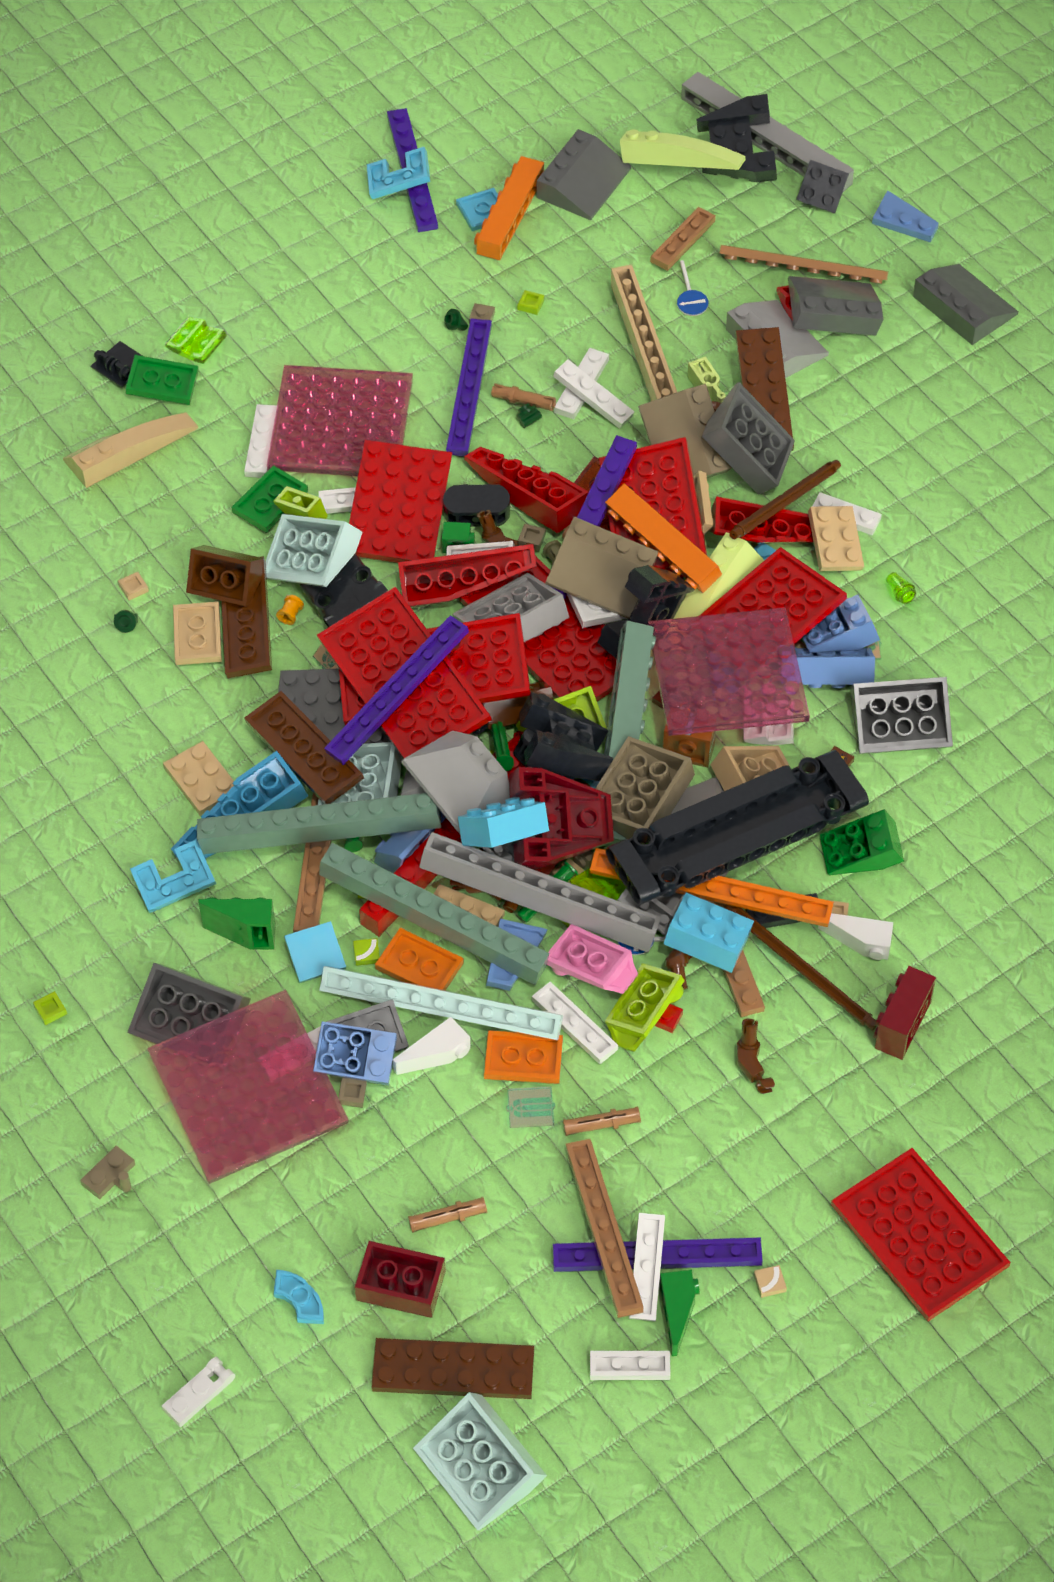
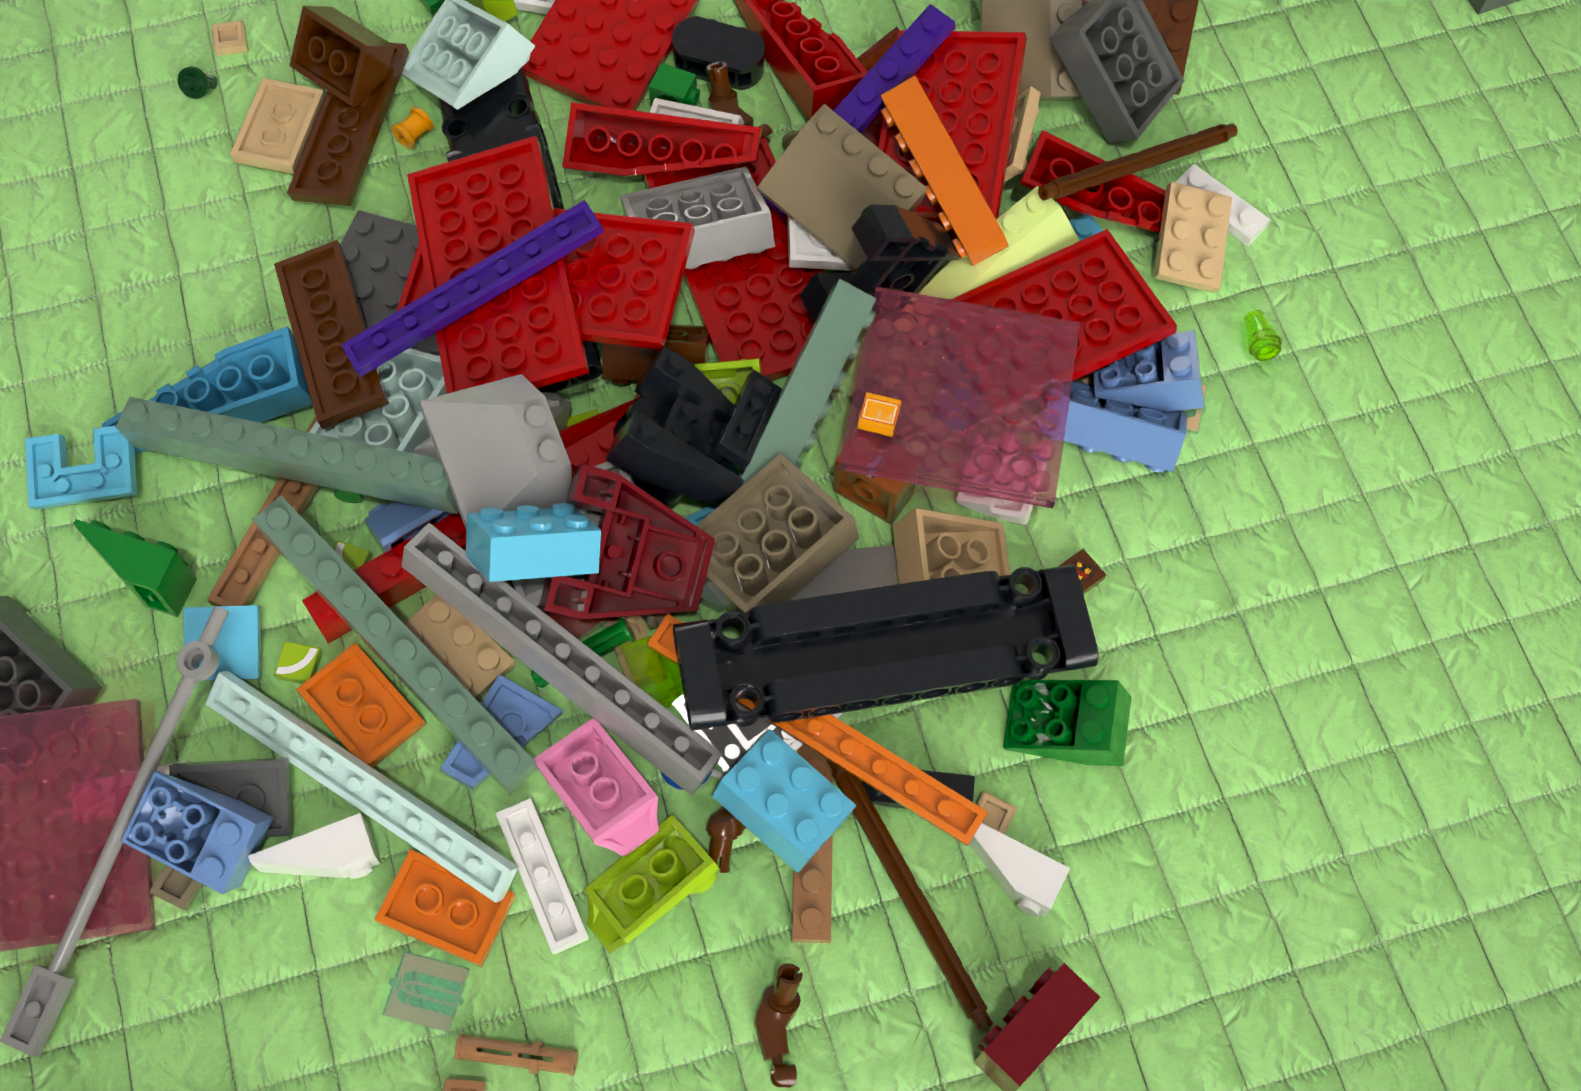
camera: 15 degrees right, 10 degrees up
(199, 776) = (190, 327): tan plate -> none
(302, 1167) = (48, 986): none -> light grey bar
(501, 746) = (591, 437): green axle -> none
(533, 535) = (776, 115): dark tan plate -> none
(599, 722) = (747, 419): none -> black plate
(670, 1018) = (686, 913): red plate -> none
(683, 694) = (879, 414): none -> light orange tile
(901, 715) = (1197, 532): dark grey slope -> none

